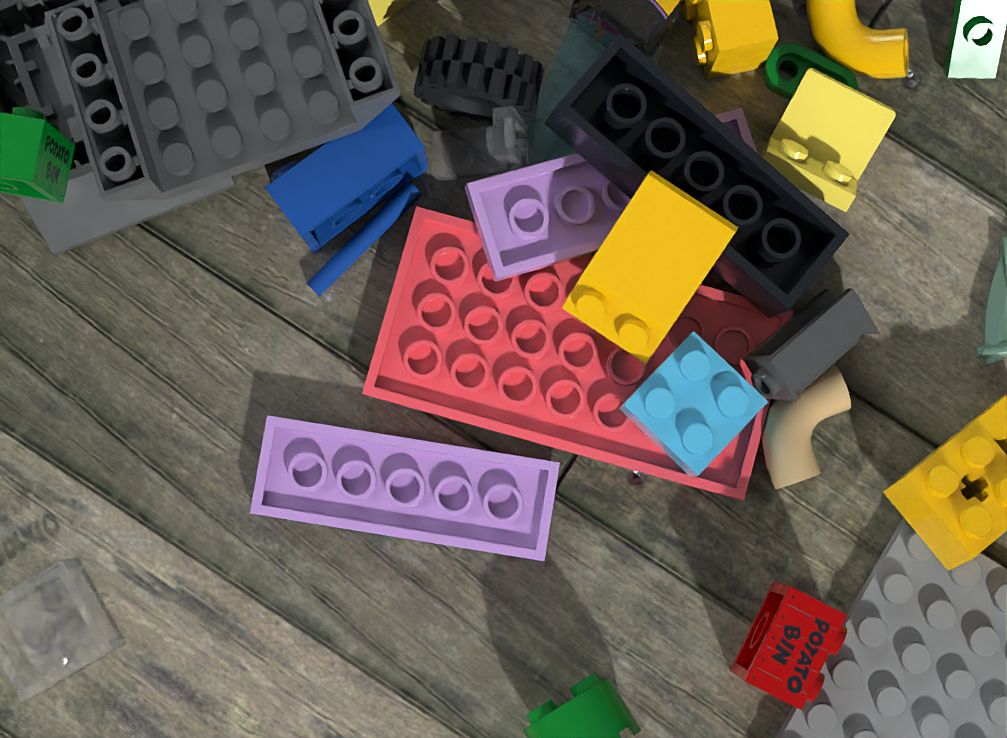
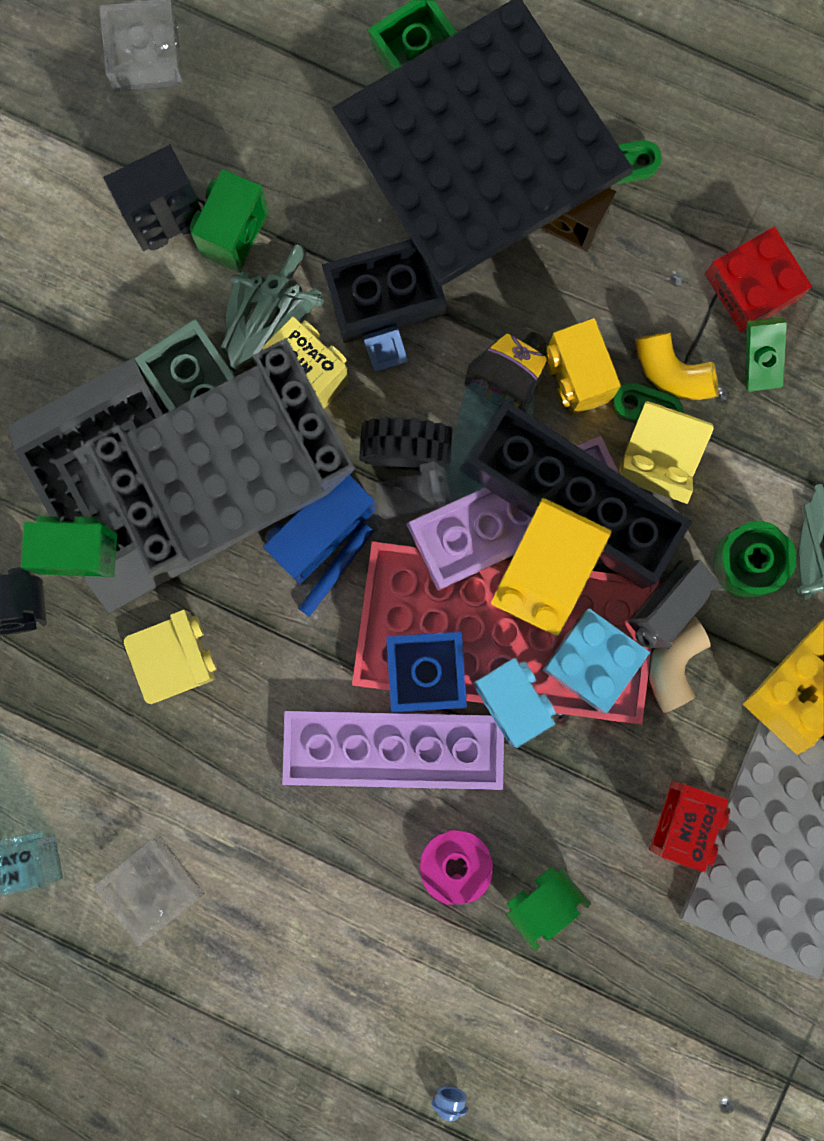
camera: 10 degrees left, 0 degrees up
(126, 323) = (170, 657): none -> light yellow bracket
(461, 386) = (426, 672): none -> blue brick
(467, 685) = (458, 888): none -> dark pink plate
(575, 442) = (515, 703): none -> medium azure brick
(945, 280) = (762, 541): none -> green brick

